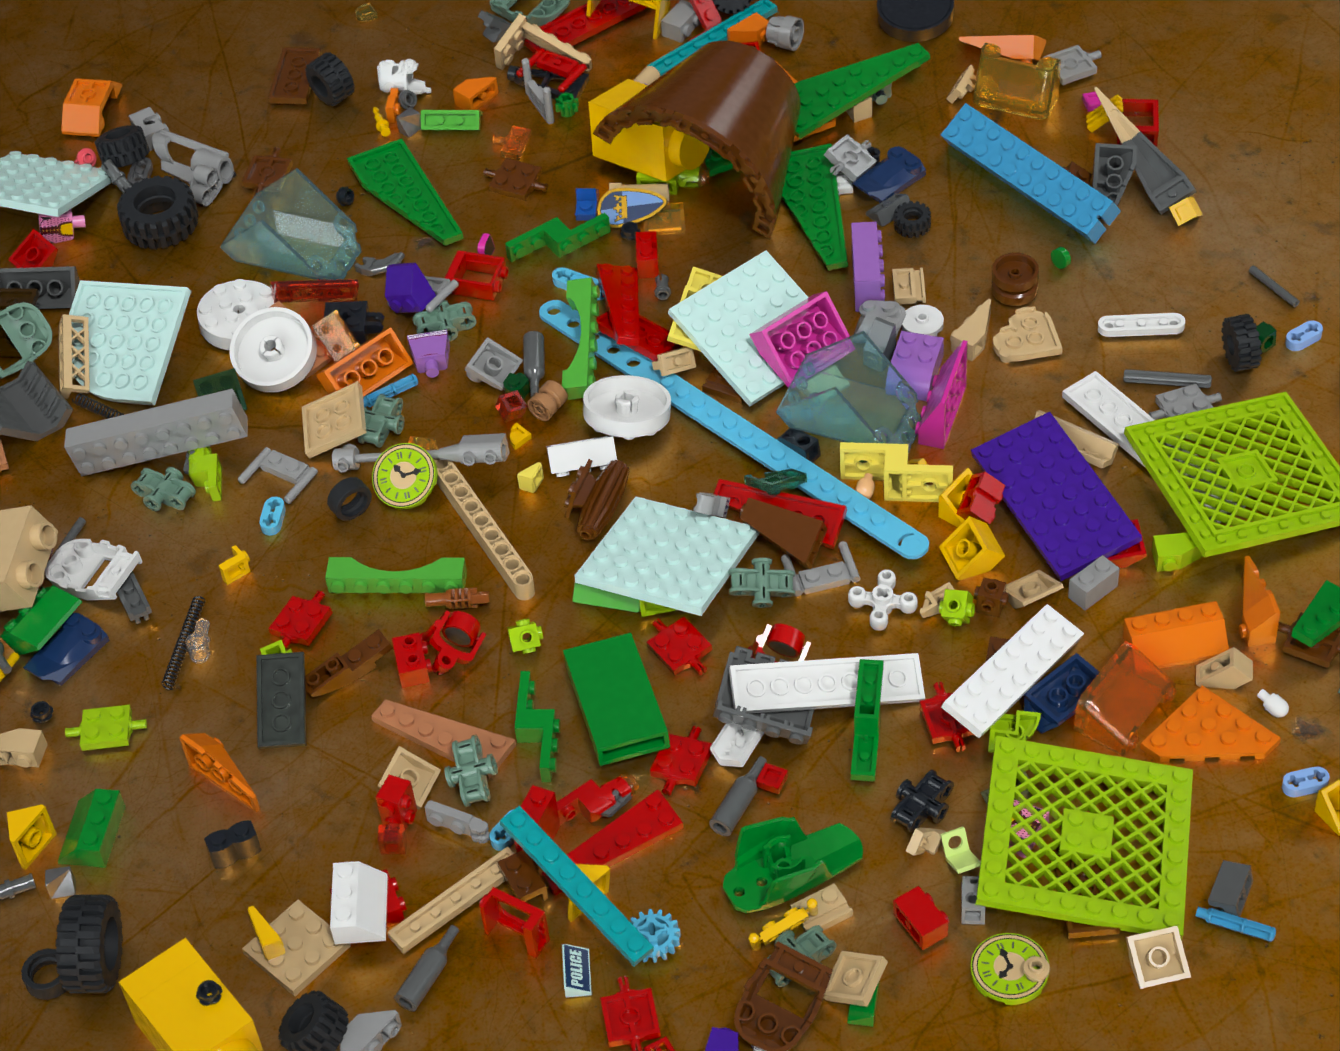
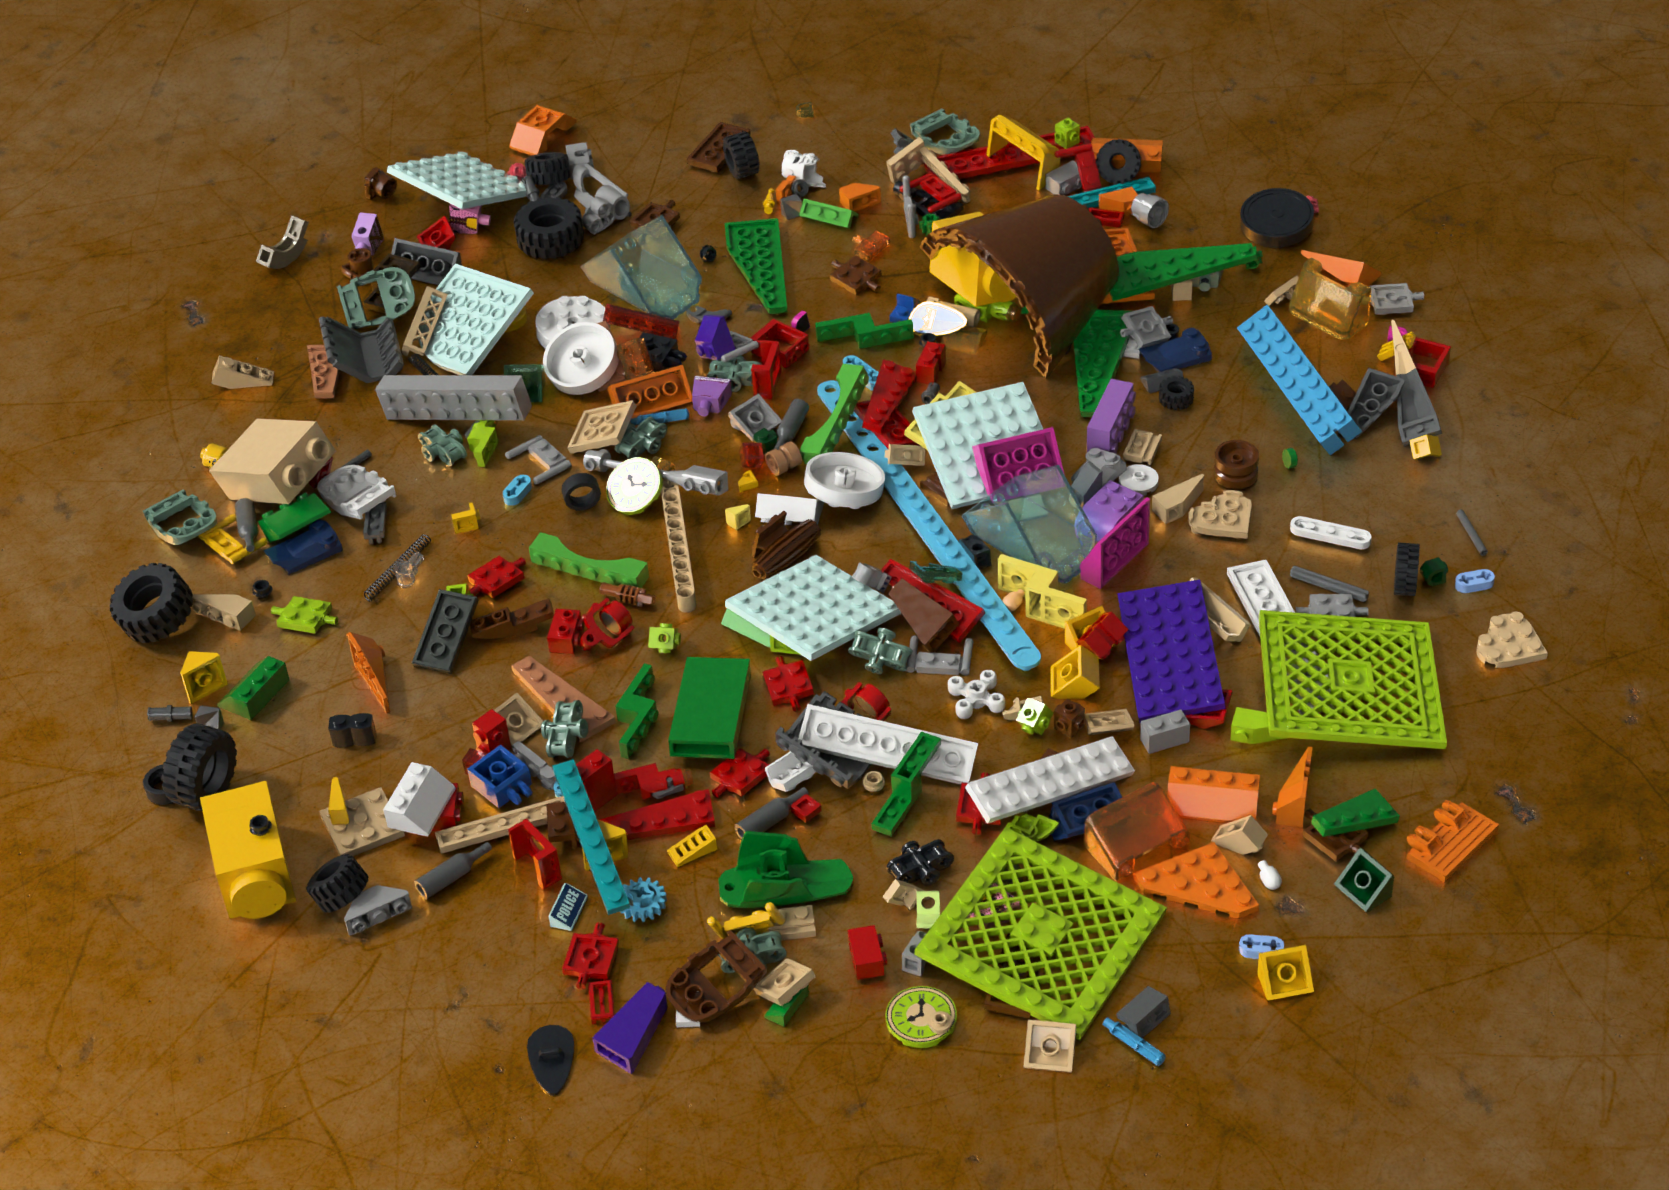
camera: 20 degrees right, 5 degrees down
(430, 847) = (500, 777): none -> blue hinge
(481, 307) = (762, 378): none -> red panel
(683, 845) = (706, 844): none -> yellow slope
(826, 722) = (873, 781): none -> tan plate

